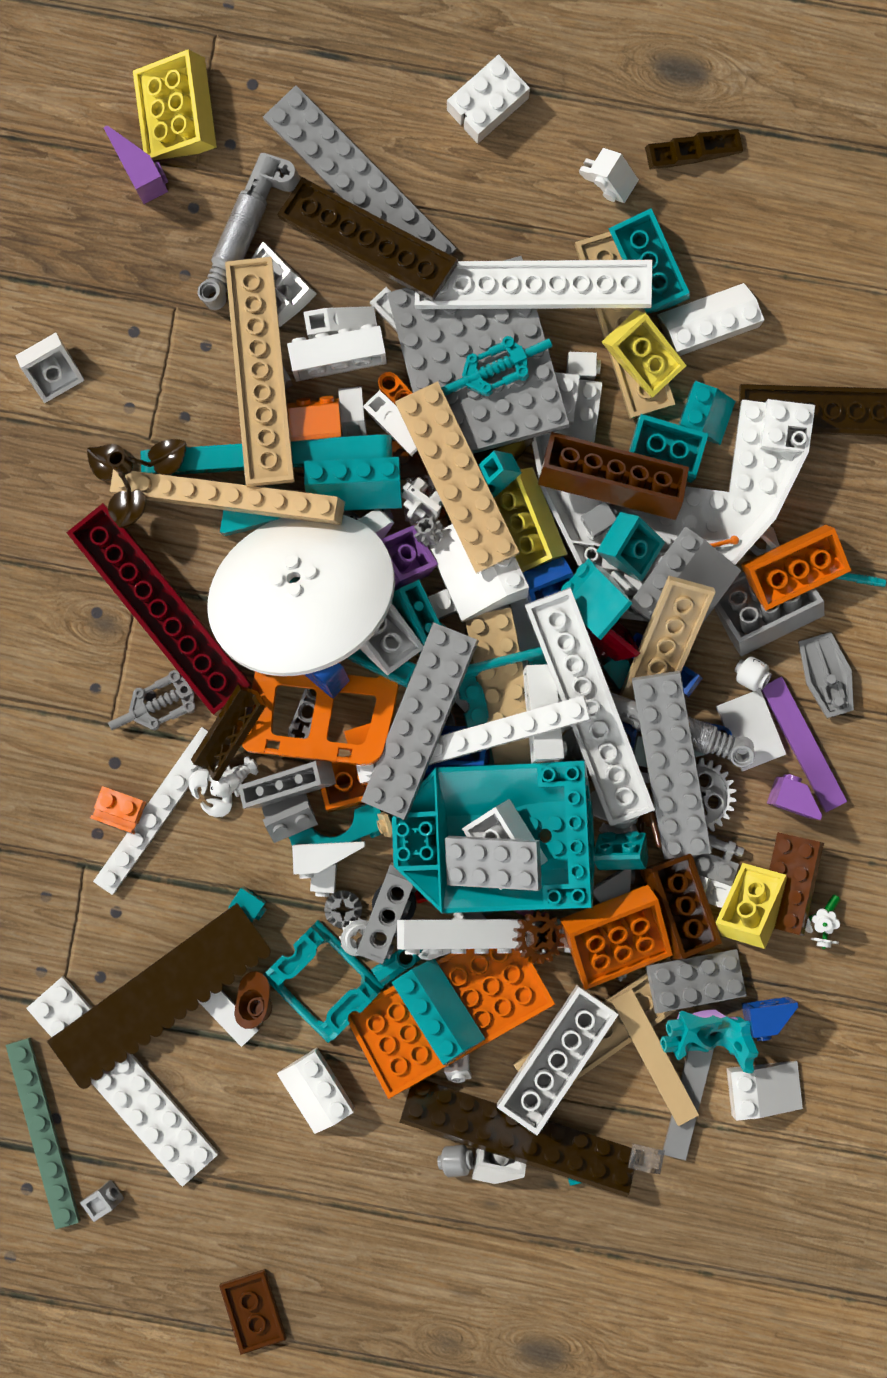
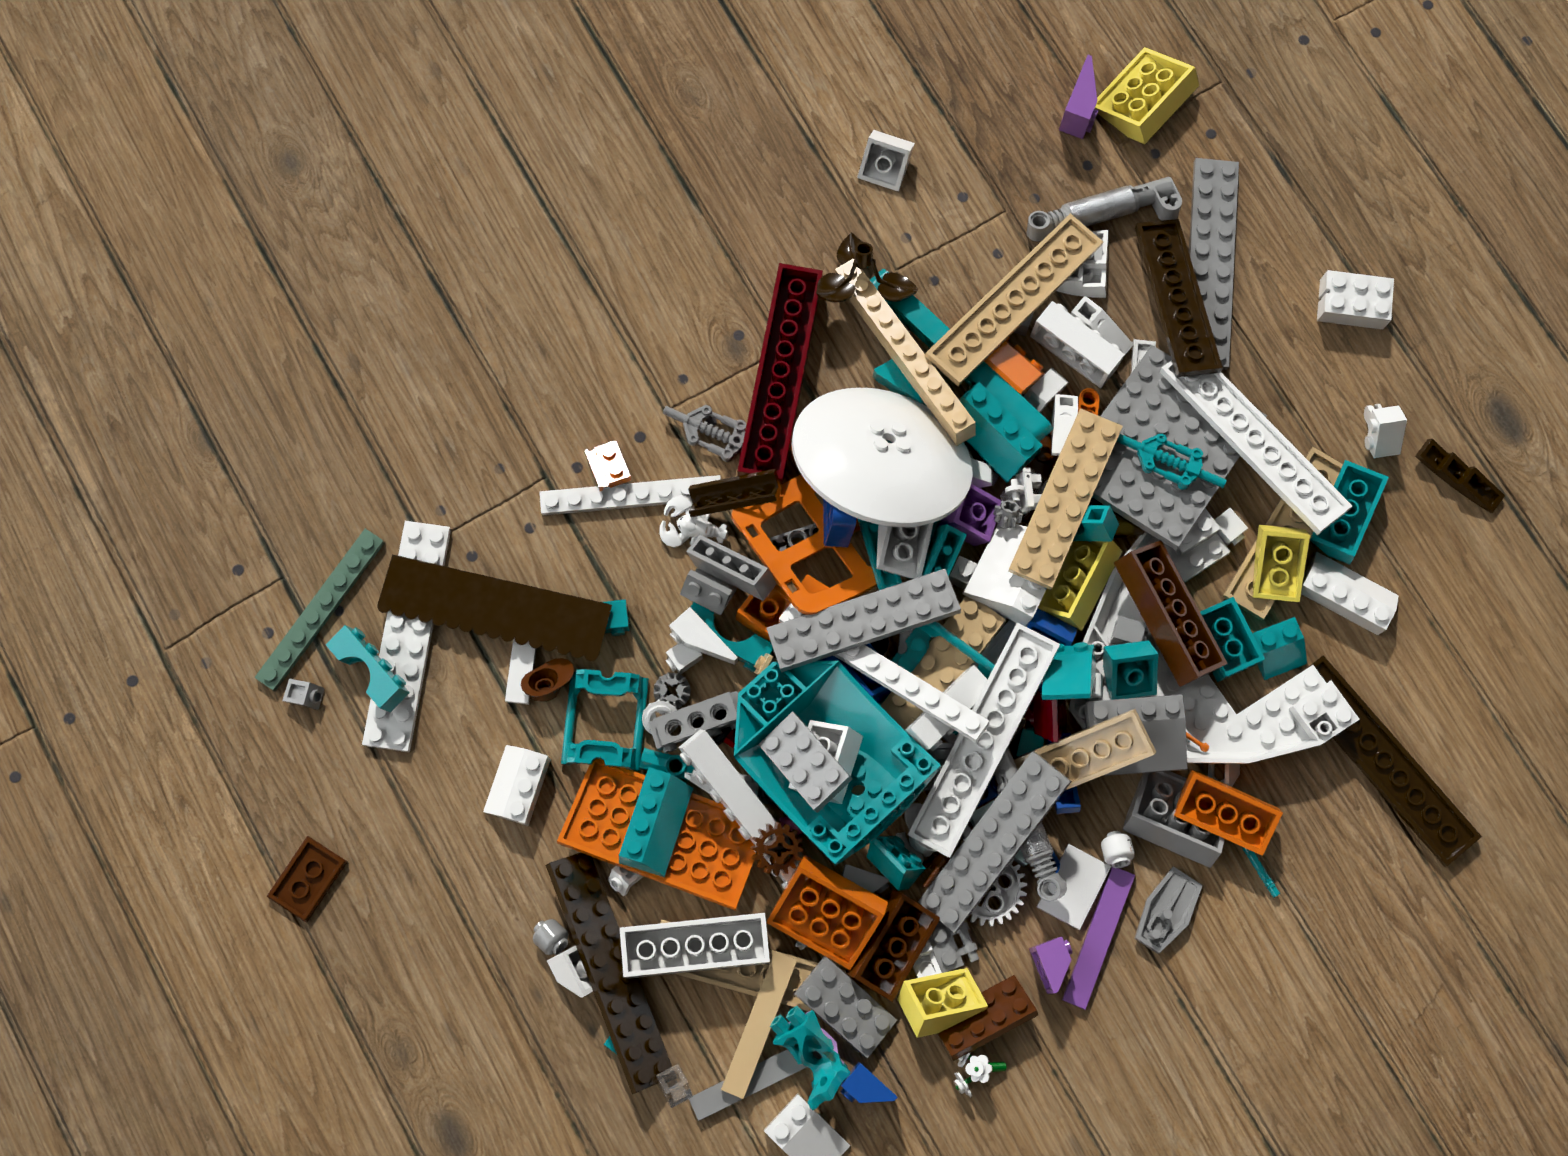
camera: 50 degrees right, 10 degrees down
(152, 1134) = (384, 687): none -> teal arch

